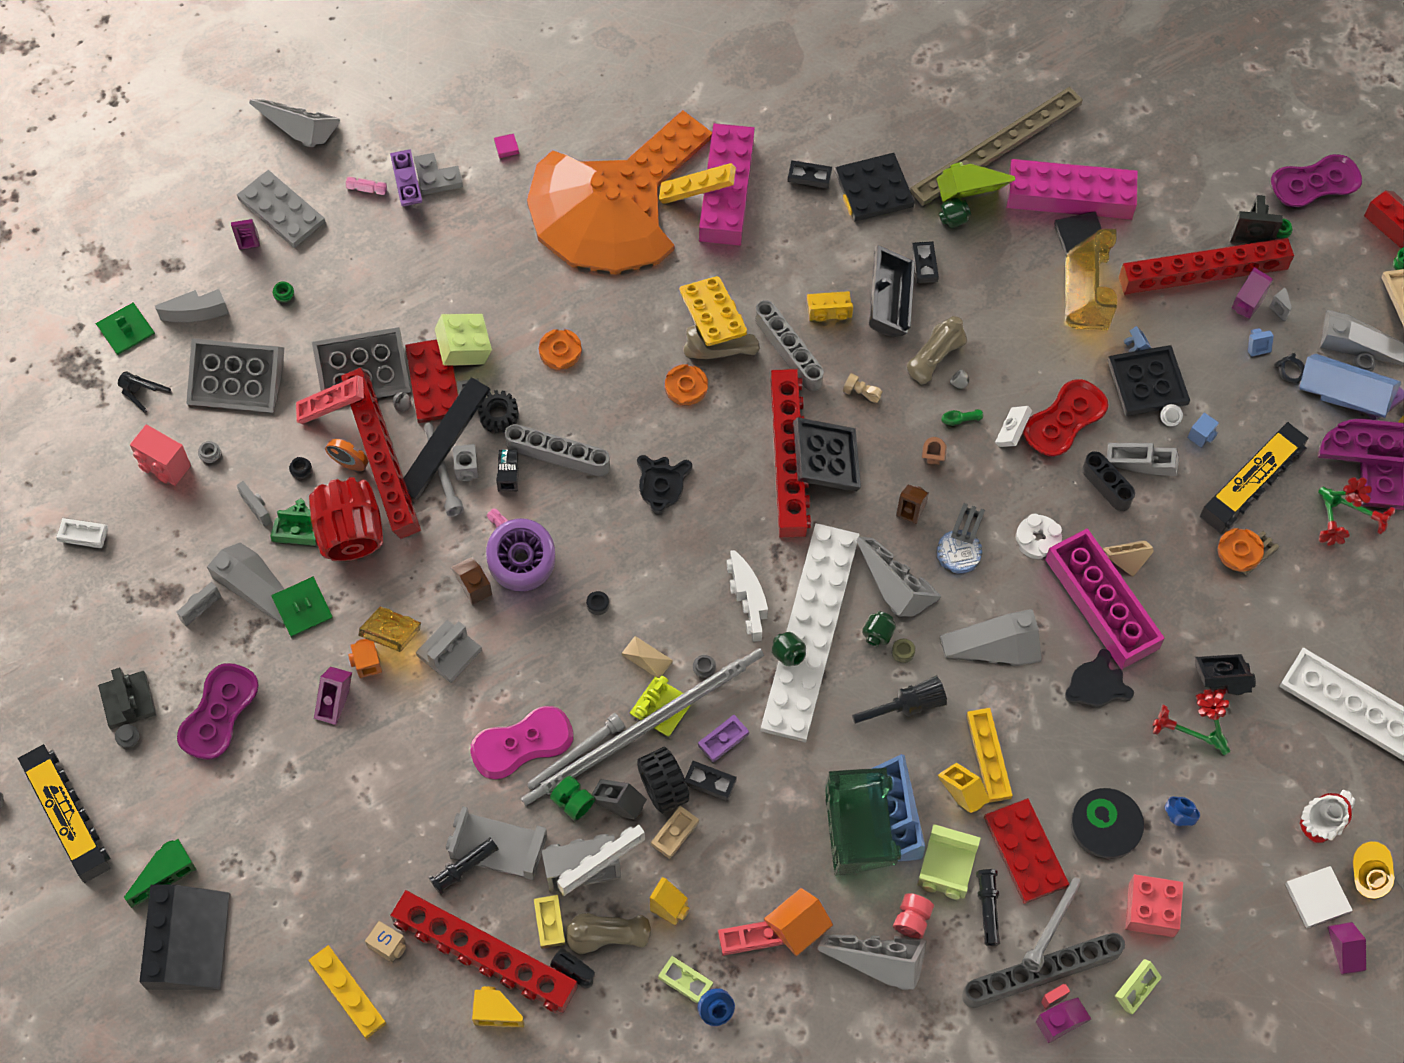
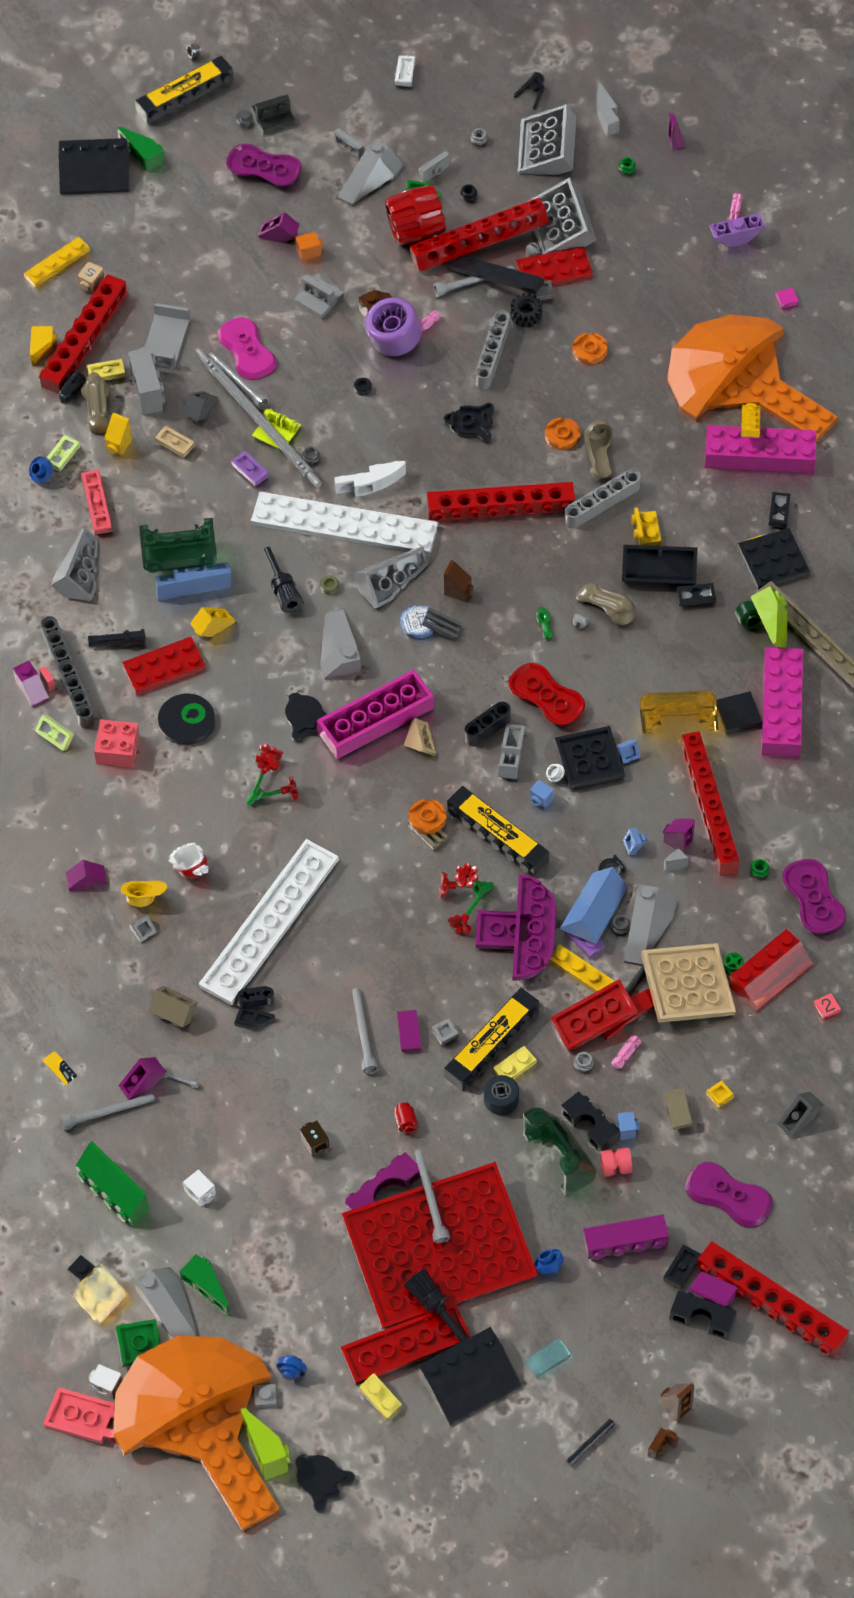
camera: 90 degrees right, 5 degrees down
(125, 328) = (587, 74): green piece -> none
(160, 455) = (467, 102): coral brick -> none
(281, 208) = (708, 156): light grey plate -> none
(300, 125) = (792, 156): light grey wedge -> none
(302, 606) = (350, 205): green piece -> none
(329, 399) = (519, 195): coral plate -> none
(345, 455) = (476, 210): orange tile -> none
(389, 629) = (331, 256): clear yellow plate -> none
(434, 179) = (748, 253): light grey plate -> none
(451, 869) = (142, 312): black pin -> none
(463, 339) = (586, 277): yellowish green brick -> none
(465, 454) = (477, 292): light grey brick -> none
(507, 470) = (473, 320): black leg -> none
(569, 795) = (198, 375): green wheel -> none
(593, 864) = (142, 381): white plate -> none
(647, 657) = (316, 419): tan slope -> none
(663, 780) = (209, 424): black tyre -> none
(710, 780) = (215, 461): black piece -> none
(713, 311) = (623, 440): yellow bracket -> none
(789, 649) = (319, 499): dark green head -> none
(799, 921) = (102, 514): orange slope -> none
(826, 454) = (496, 522): black plate -> none
(870, 392) = (568, 544): tan piece -> none
(879, 628) = (344, 563): dark green head -> none
(912, 918) = (109, 588): coral wheel -> none
(934, 450) = (508, 600): nougat plate -> none
(948, 862) = (151, 614): yellowish green panel -> none
(989, 755) = (240, 639): yellow plate -> none
(1013, 426) = (536, 656): white plate -> none
(1035, 959) = (71, 656): light grey piece -> none
(1038, 524) = (439, 668): white plate -> none
(1182, 811) = (194, 764): blue plate -> none
(1226, 671) = (310, 794): black plate -> none
(1257, 224) = (757, 838): pearl dark grey bracket -> none
(1318, 897) = (126, 859): white tile -> none

